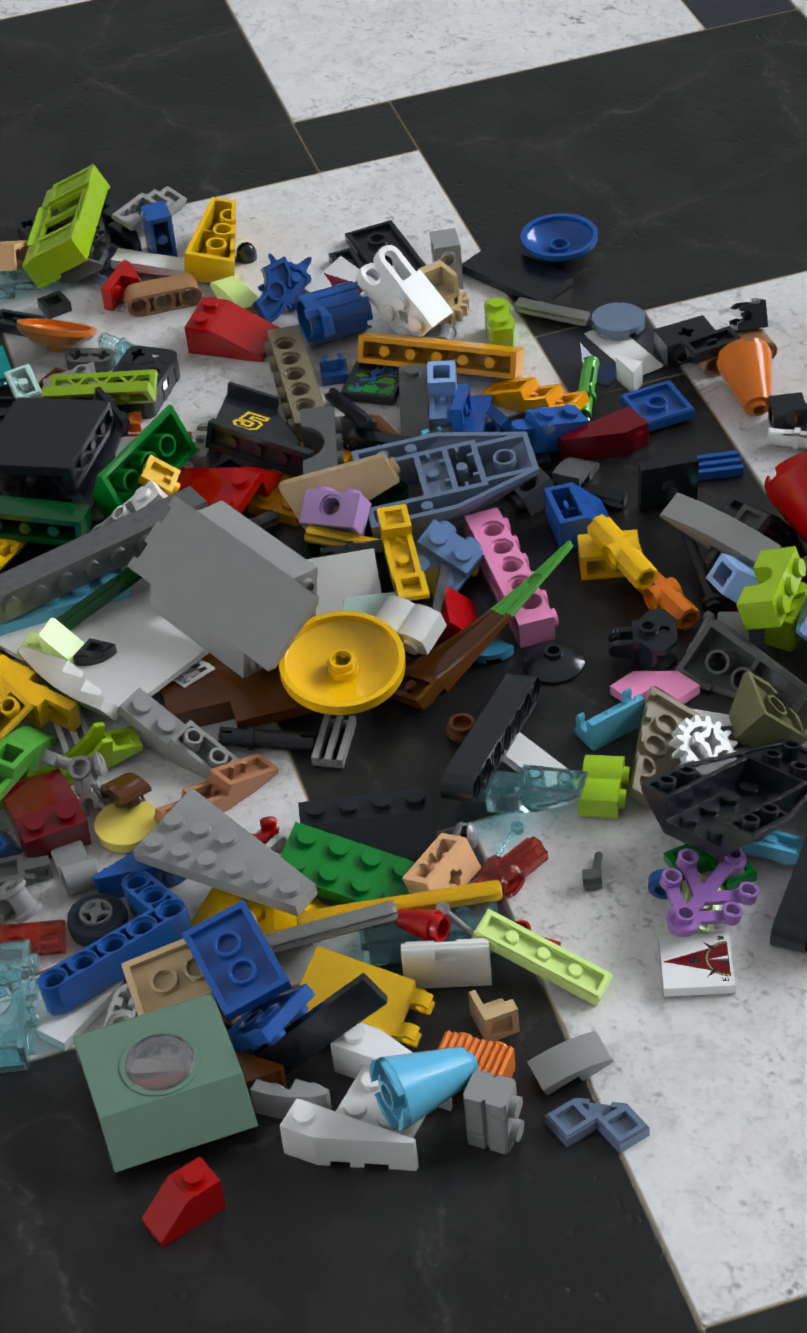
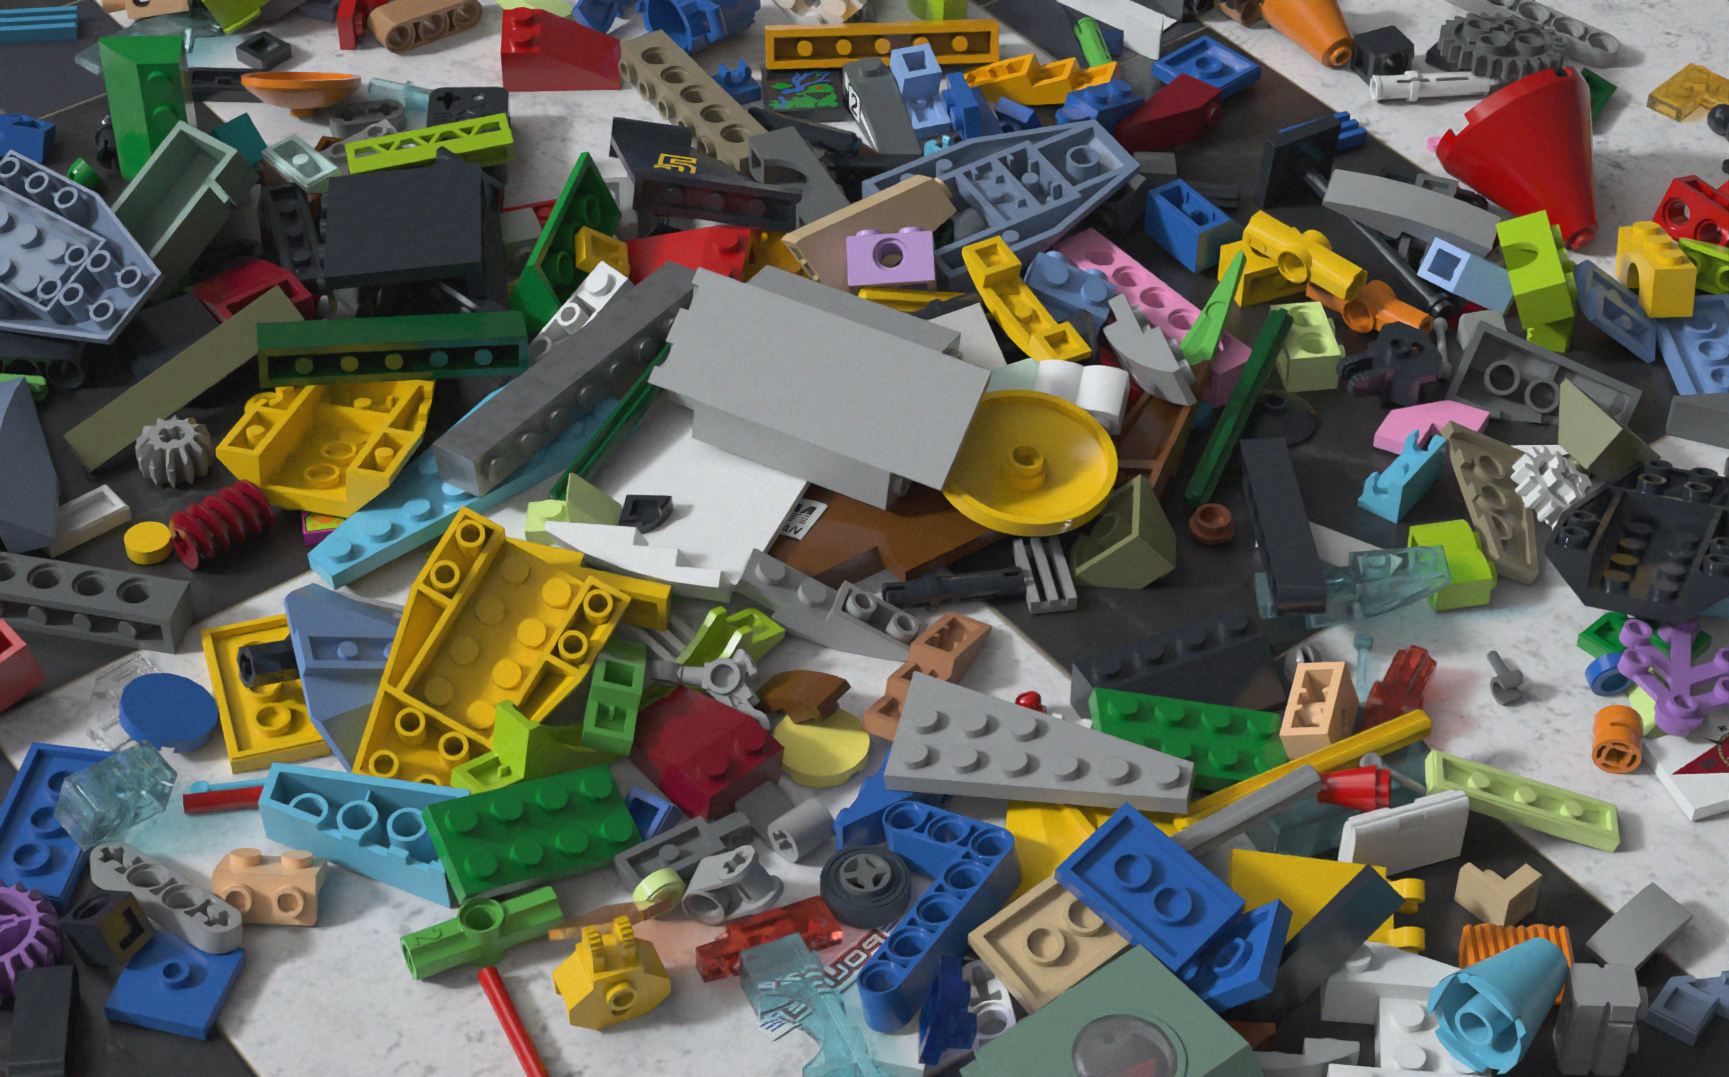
camera: 25 degrees left, 0 degrees up
(77, 1010) = (944, 1014): none -> clear blue hinge
(395, 730) = (1127, 544): none -> olive slope
(471, 599) = (1148, 357): none -> light grey slope
(521, 650) = (1238, 409): none -> dark green axle
(598, 613) = (1310, 349): none -> yellowish green brick
(639, 929) = (1617, 739): none -> orange wheel

